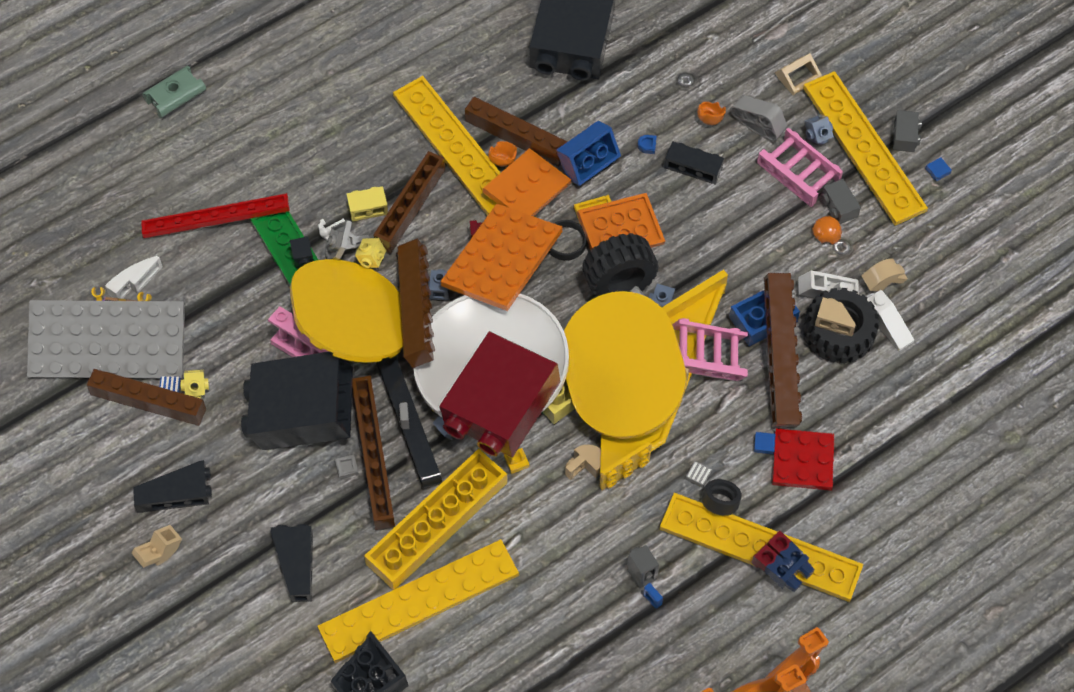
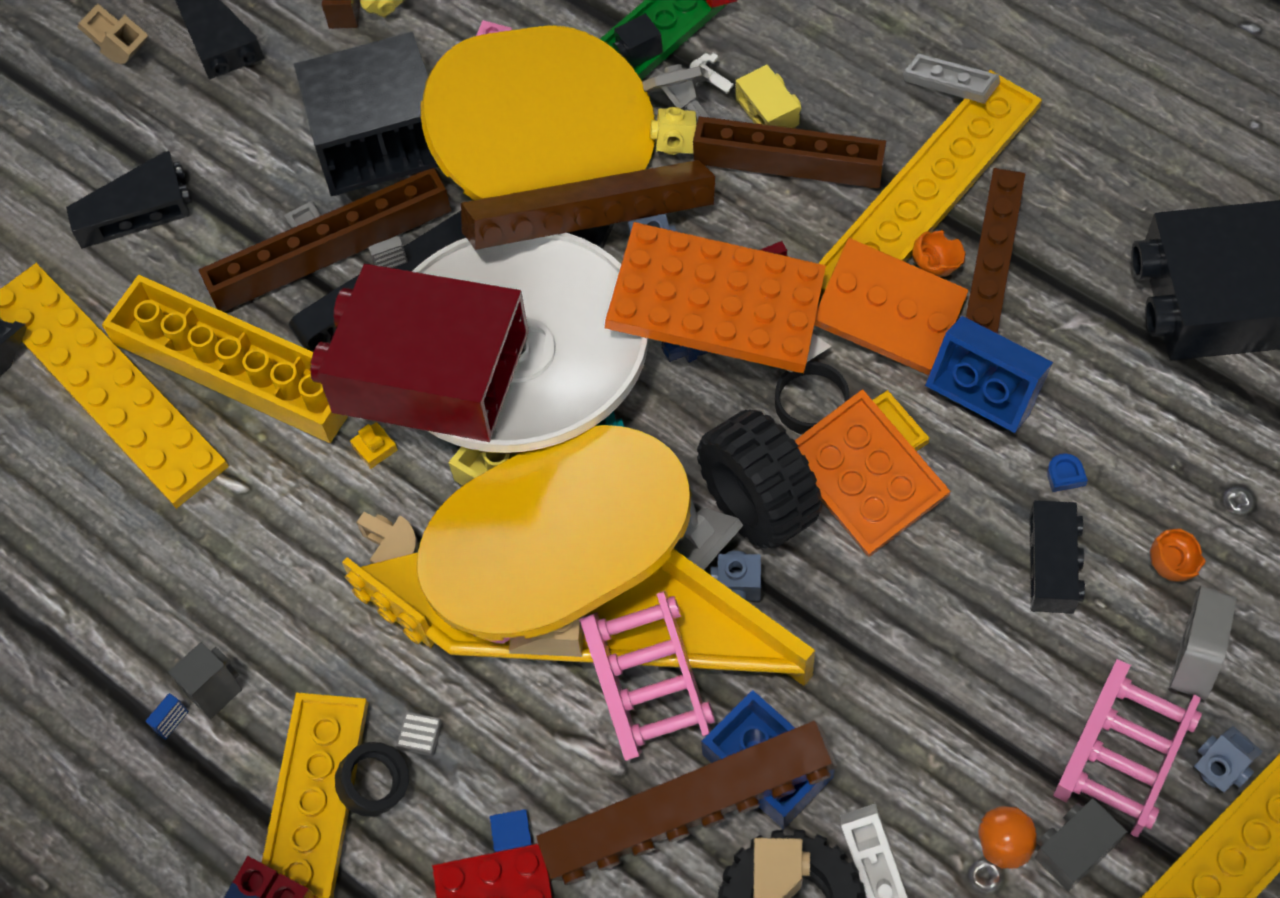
camera: 80 degrees right, 0 degrees up
(390, 112) = (951, 78): none -> light grey tile

